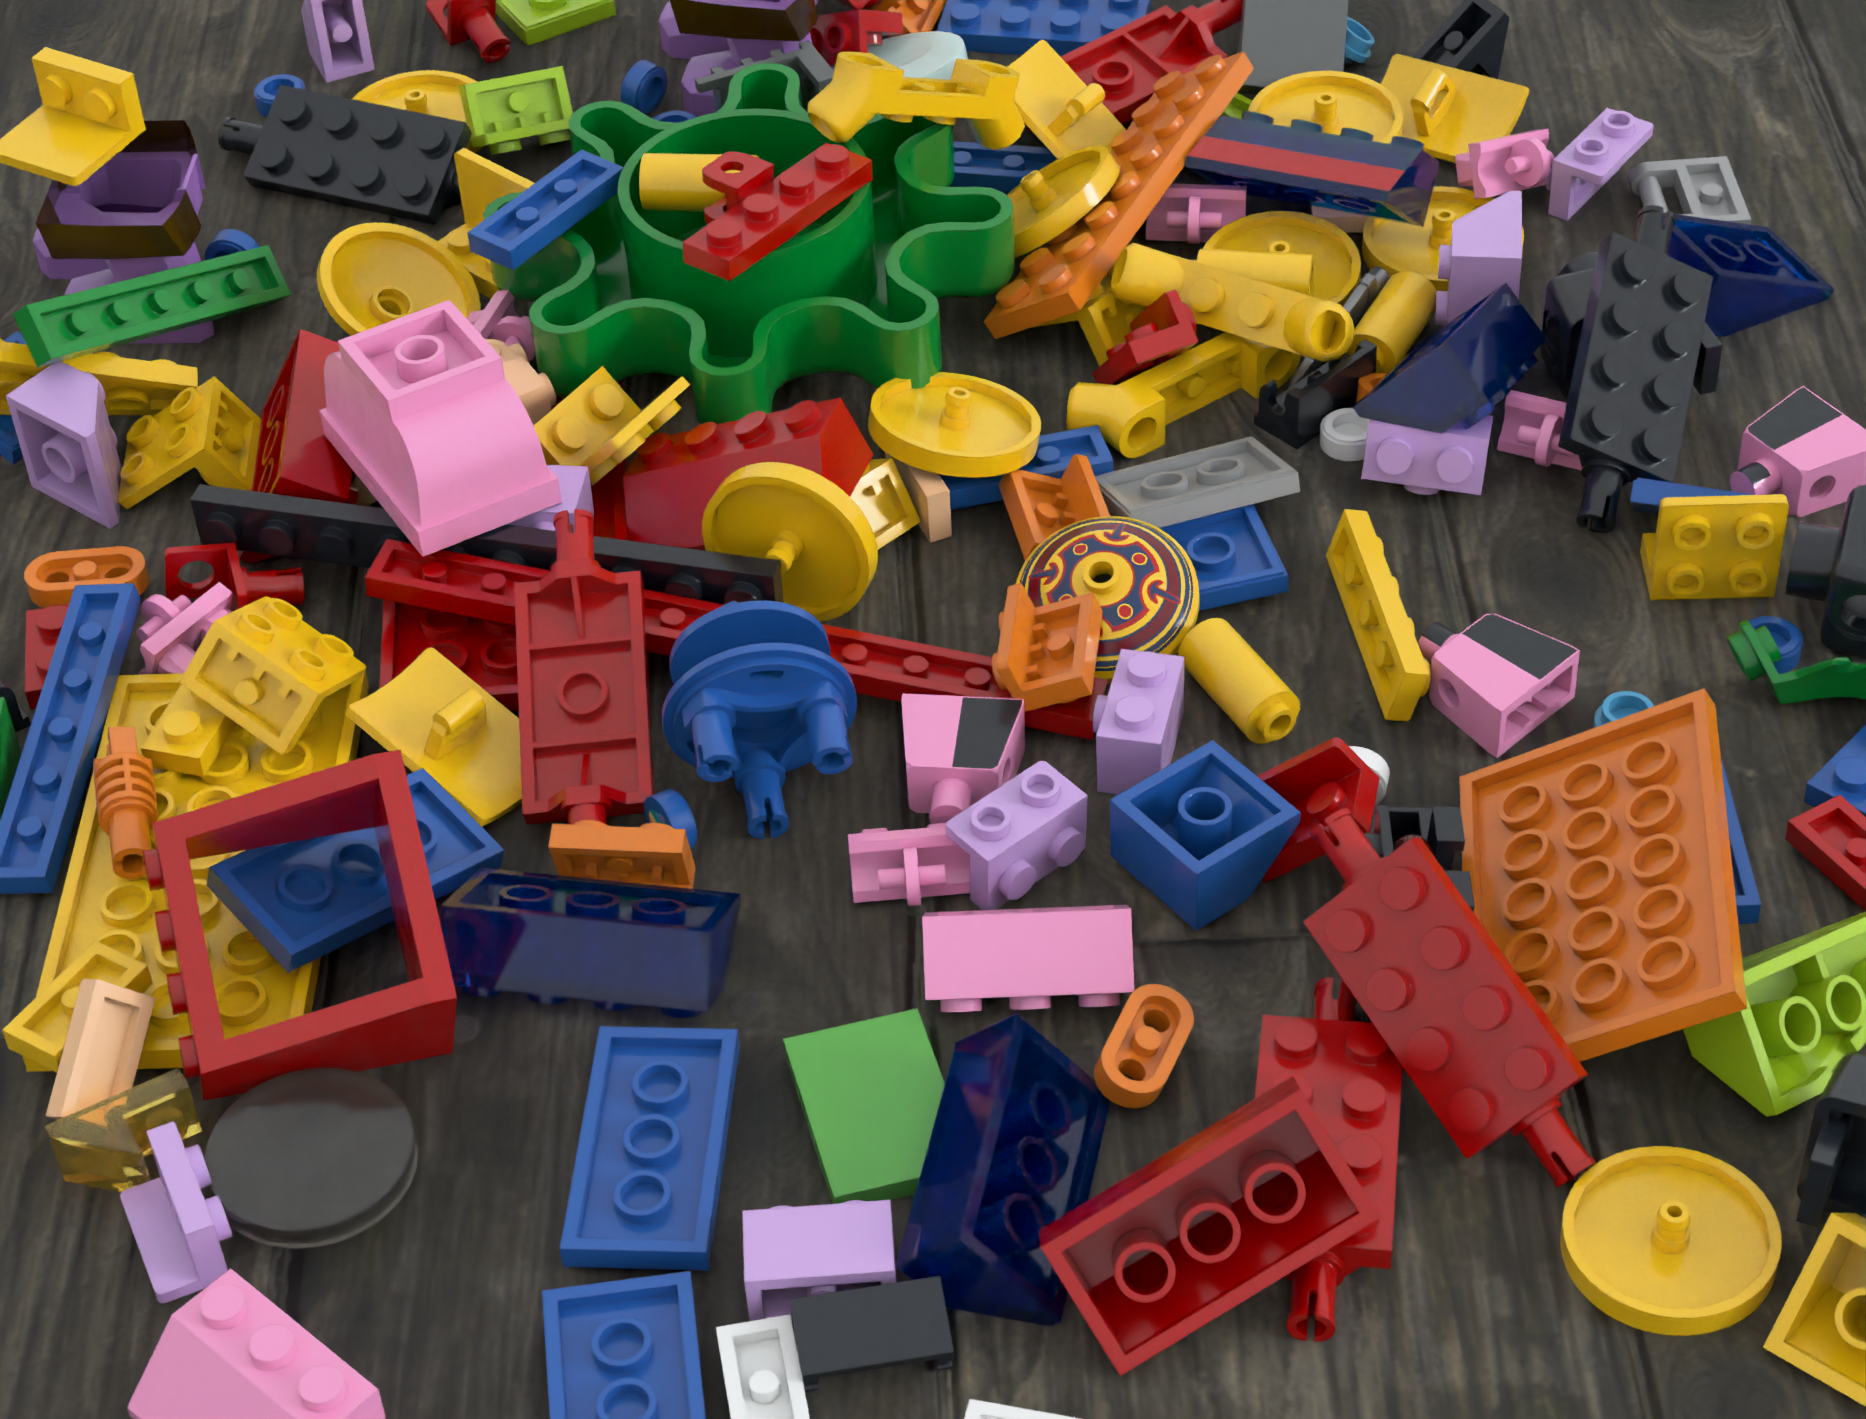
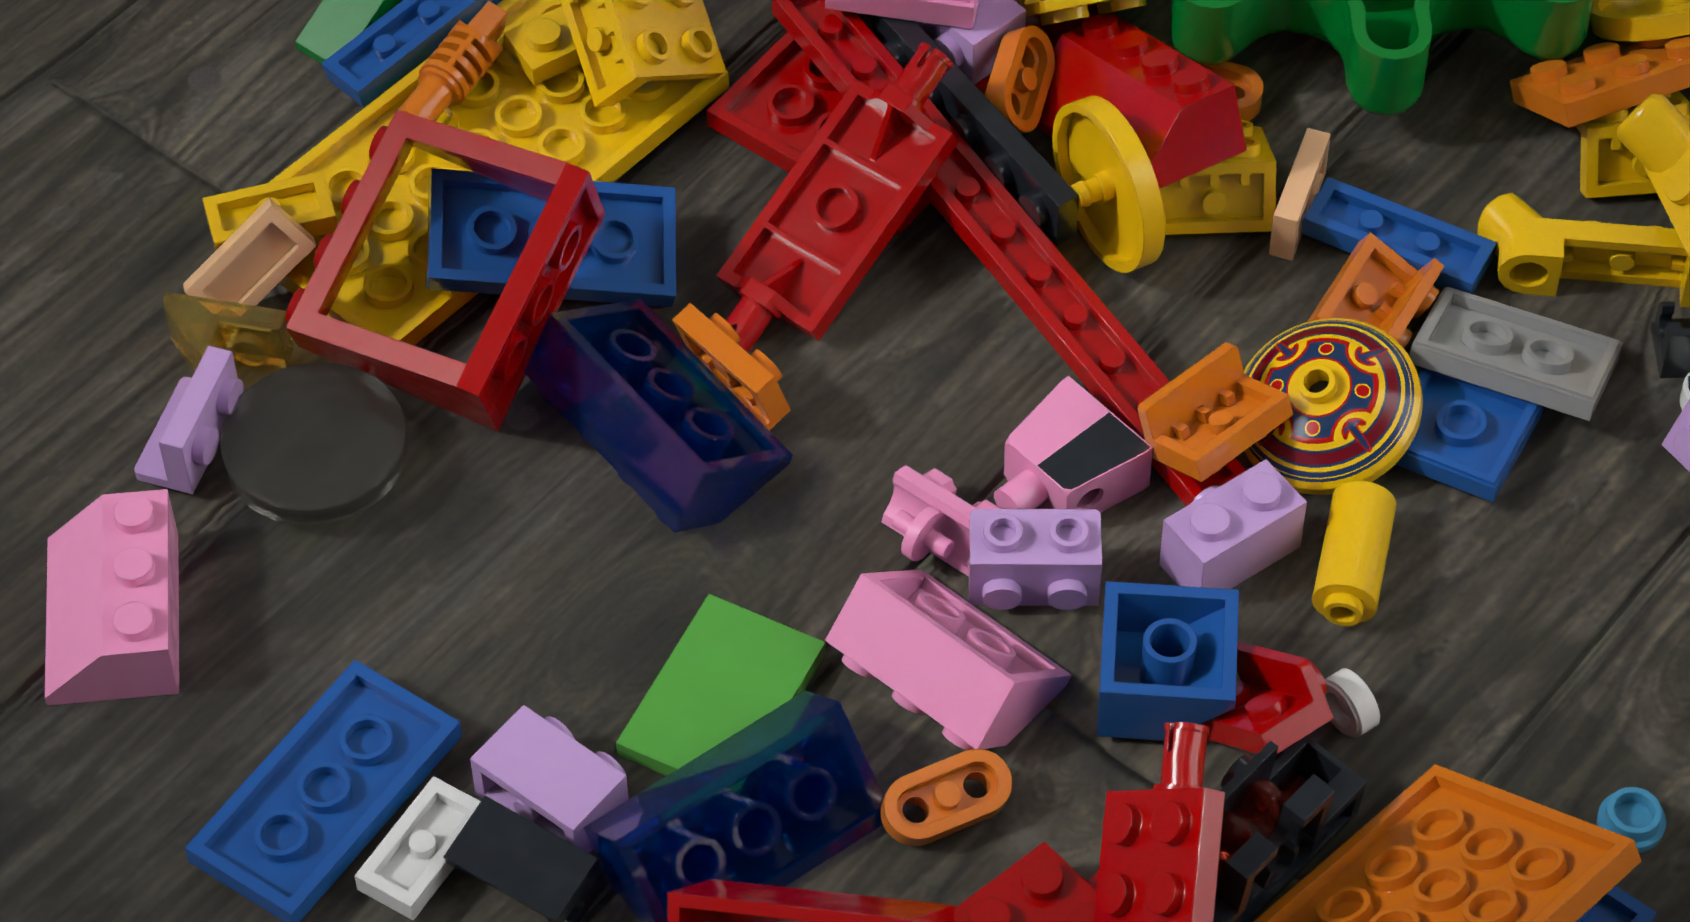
camera: 40 degrees right, 10 degrees up
(451, 732) = (724, 168): yellow shield -> none
(619, 512) = (1022, 76): none -> orange plate
(651, 1149) = (538, 608): blue plate -> none
(671, 809) = (809, 359): blue tile -> none
(757, 702) = (937, 306): blue piece -> none
(955, 425) = (1363, 166): yellow piece -> none
(1155, 337) = (1593, 200): red bracket -> none
(1378, 616) = (1520, 596): yellow plate -> none
(1498, 678) = (1564, 704): bright pink torso -> none

